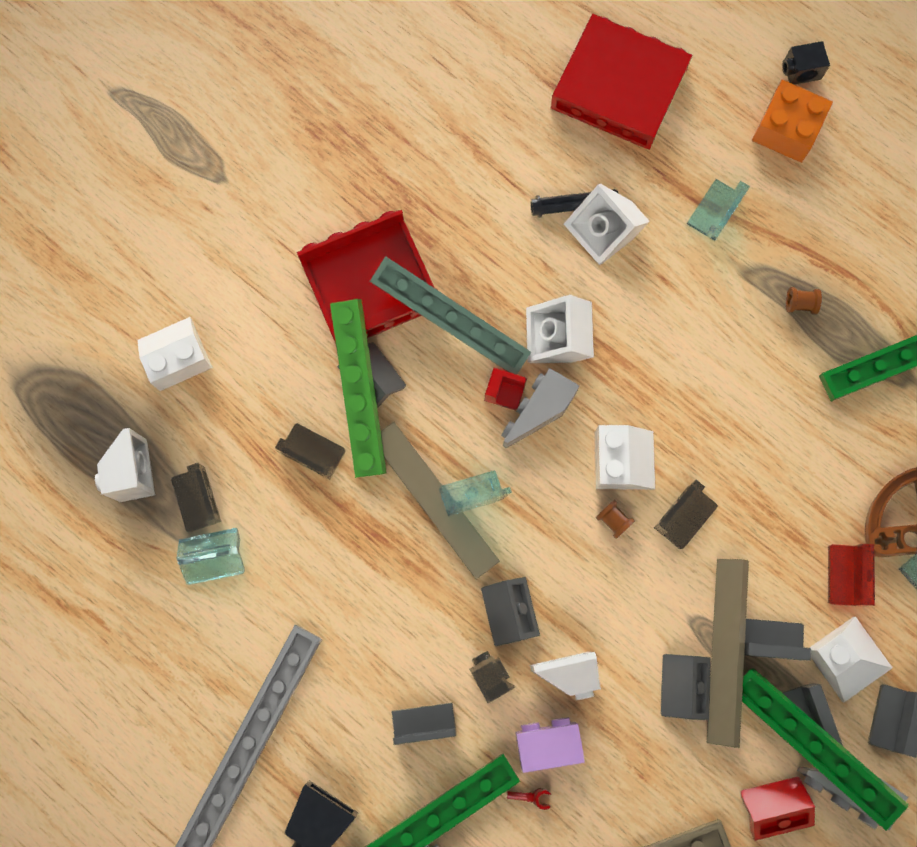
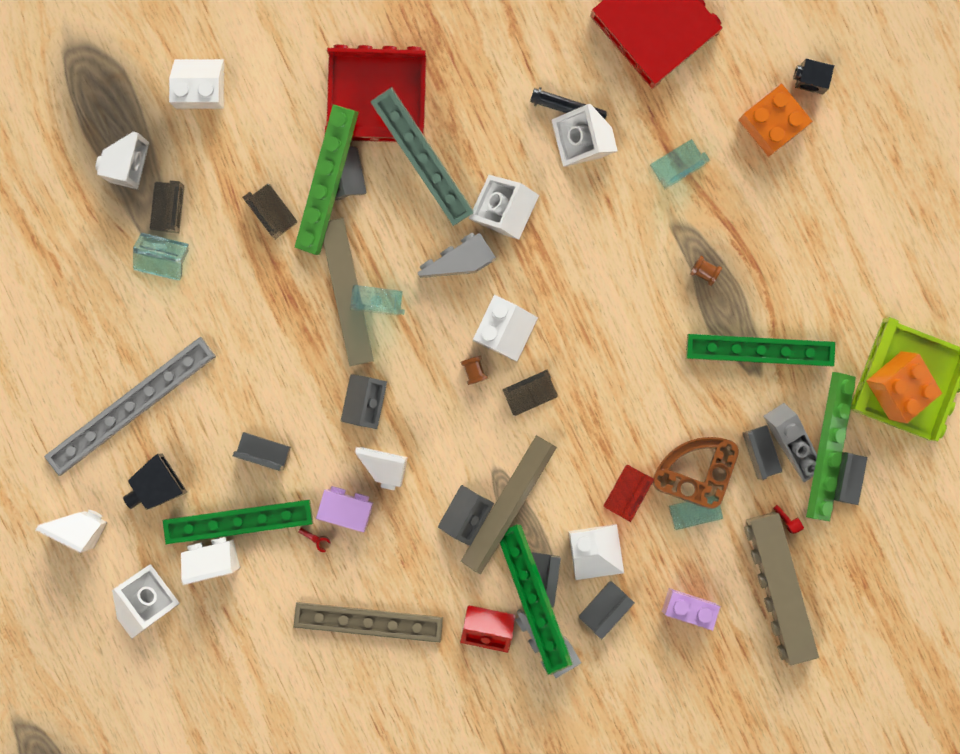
camera: 20 degrees right, 10 degrees up
(490, 676) = (324, 440): clear smoke window -> none
(505, 389) = (439, 232): red panel -> none
(775, 640) = (547, 512): dark grey panel -> none

